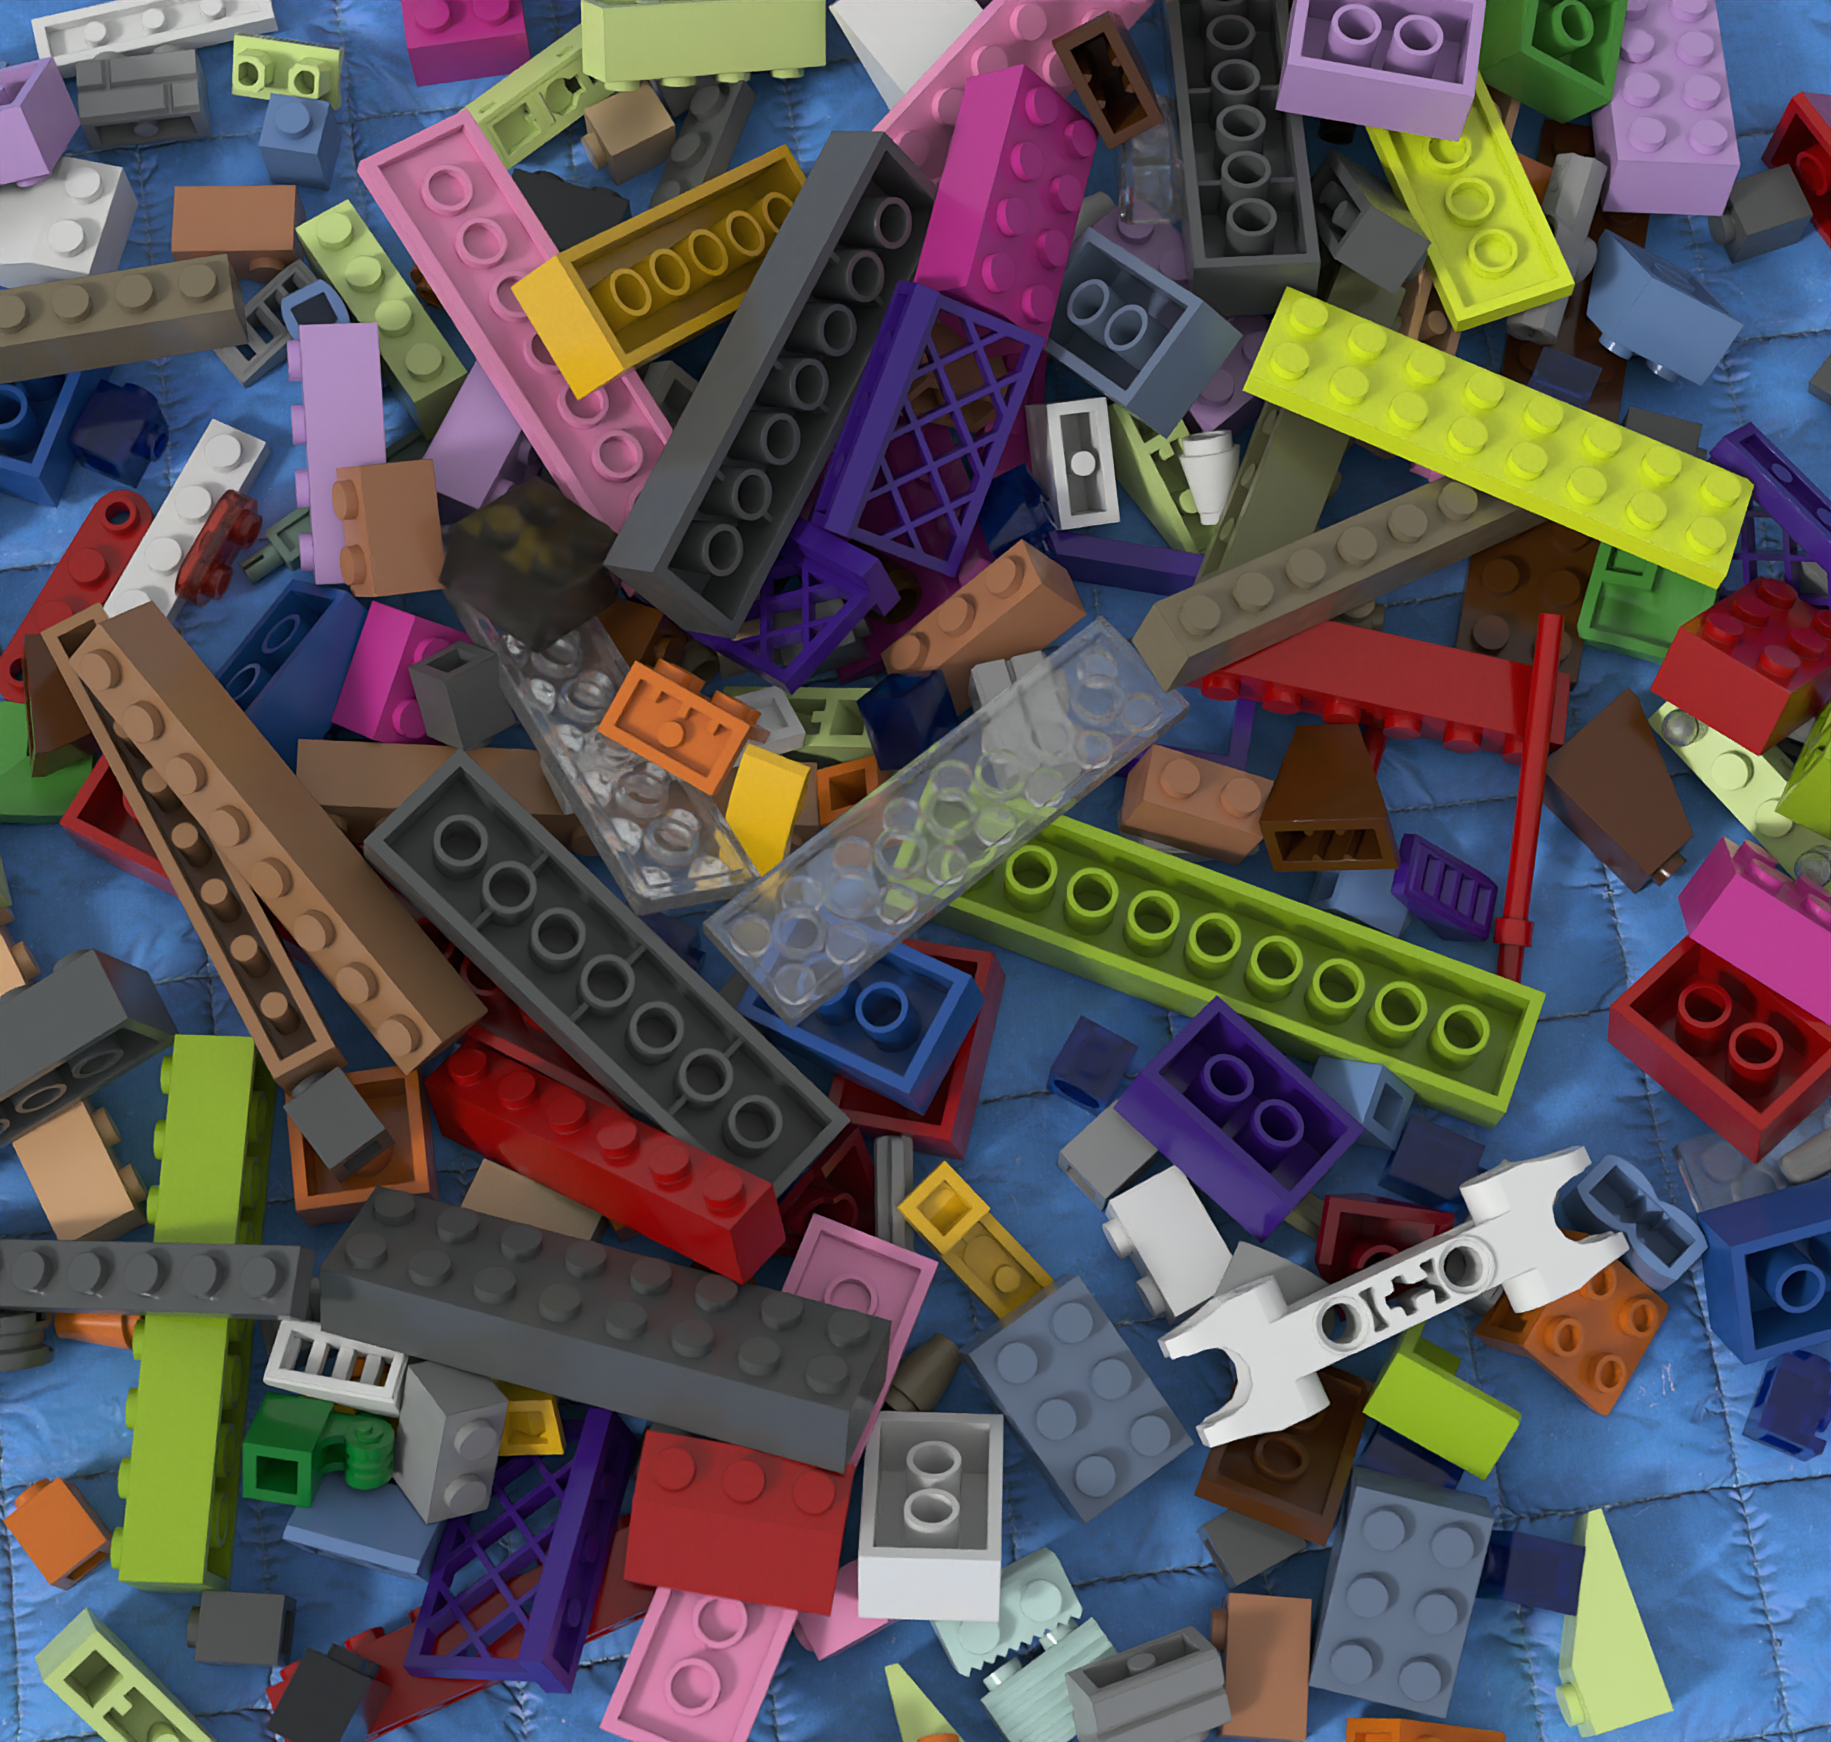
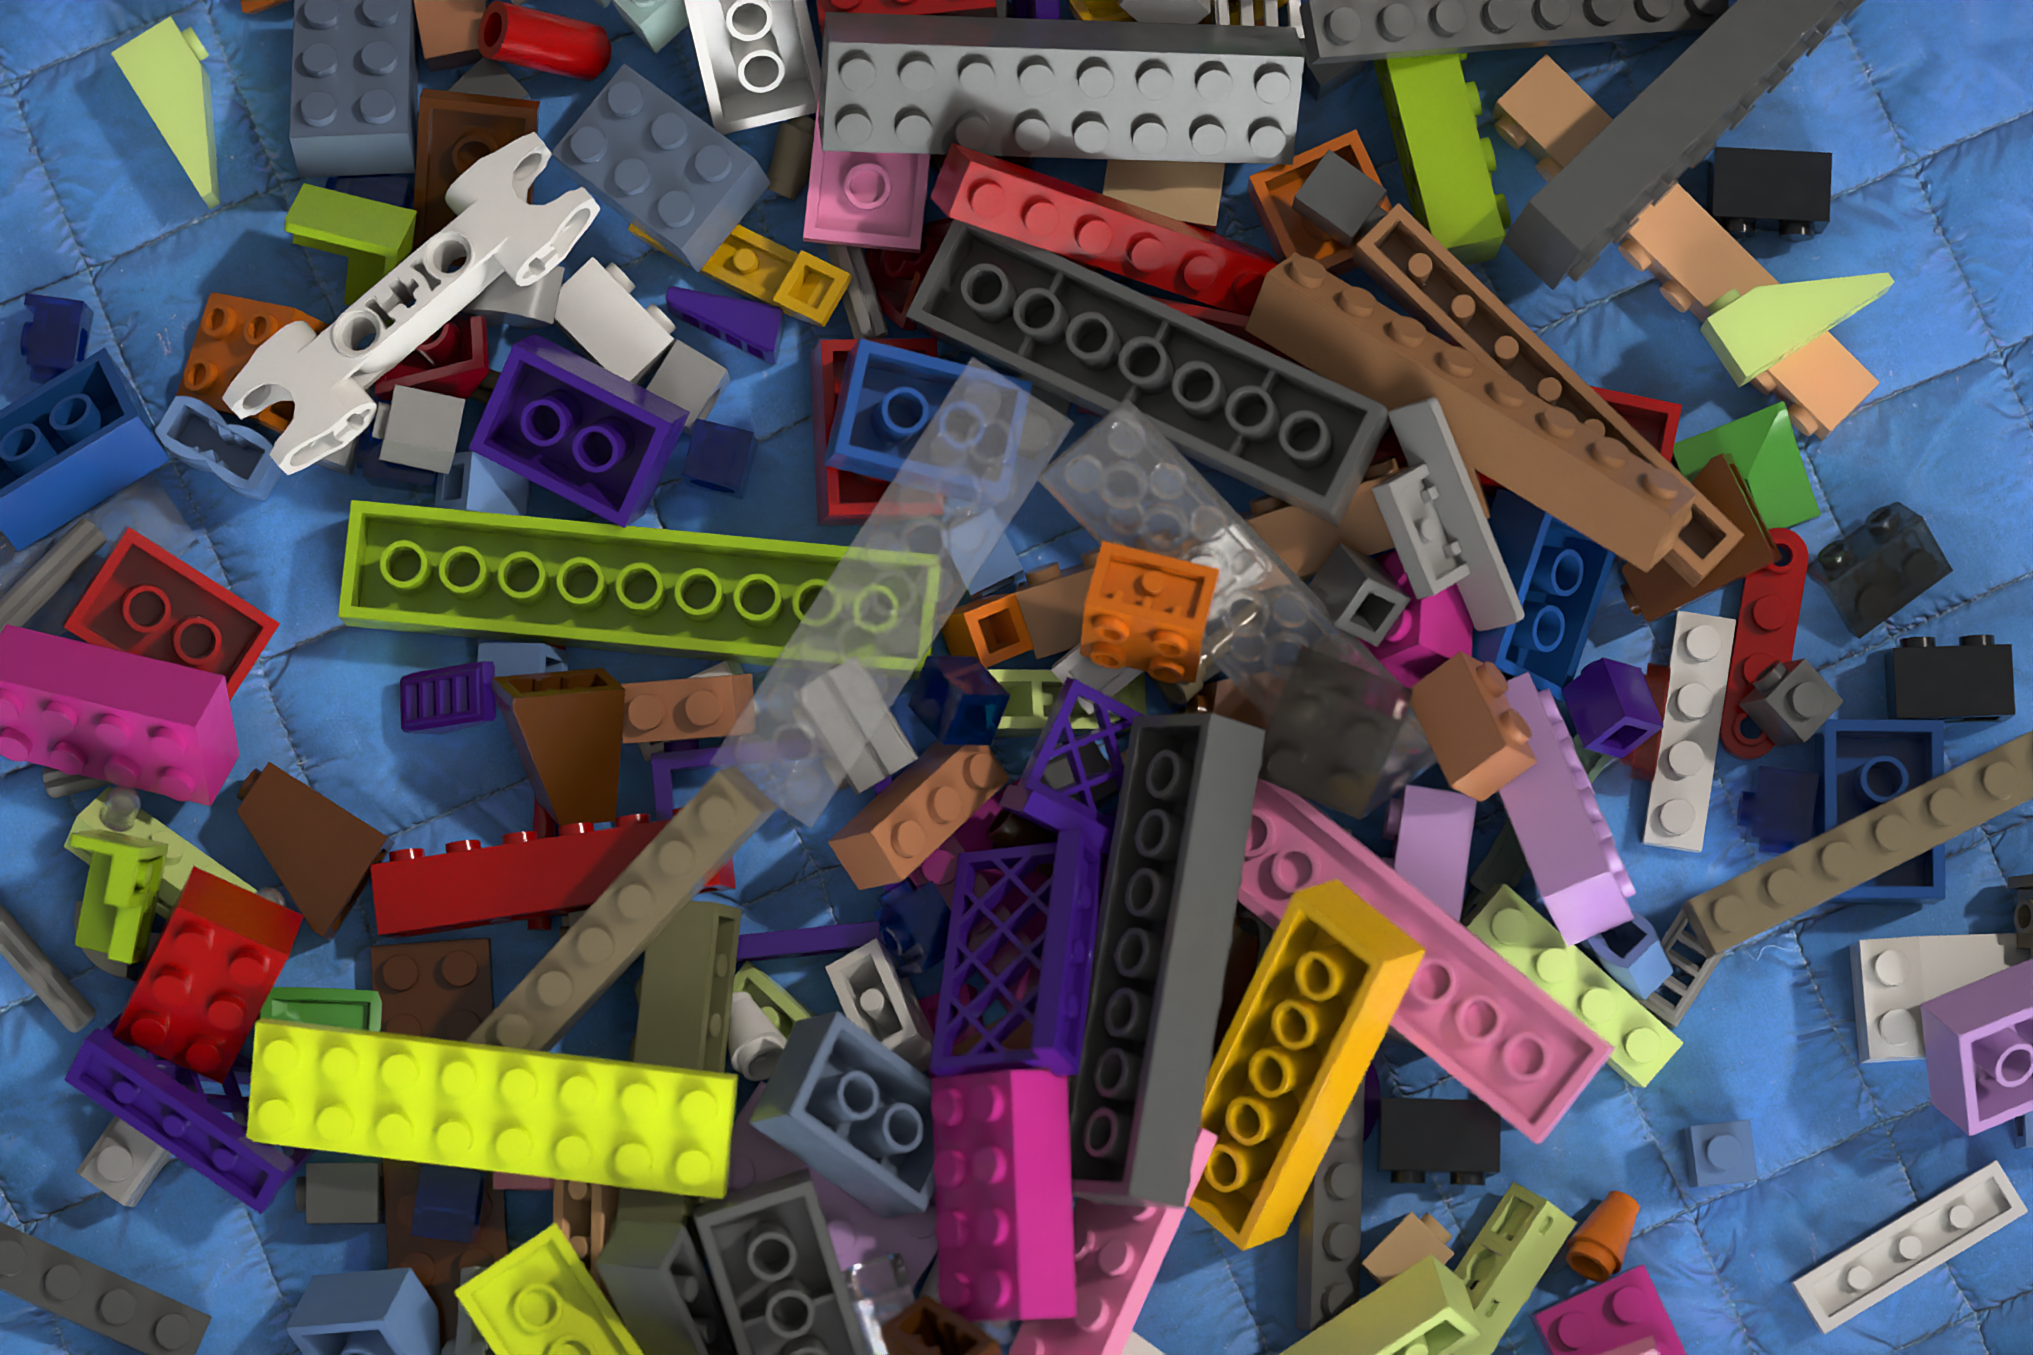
camera: 170 degrees right, 10 degrees up
(66, 508) = (1790, 701): none -> dark grey brick
(142, 97) = (1890, 1161): light grey brick -> none
(244, 221) = (1745, 1041): nougat brick -> none
(246, 554) = (1612, 707): none -> dark purple brick
(286, 68) = (1758, 1220): yellowish green hips -> none
(348, 731) = (1441, 522): none -> light grey bracket
(438, 95) = (1603, 1238): none -> orange cone
(766, 805) = (1053, 545): yellow slope -> none
(1031, 1209) = (739, 322): none -> dark purple slope
(1171, 1581) = (543, 41): none -> red brick
(1415, 1161) = (419, 428): none -> light grey brick
(1513, 930) = (379, 694): red bar -> none
(1531, 1573) = (249, 134): clear blue brick -> none

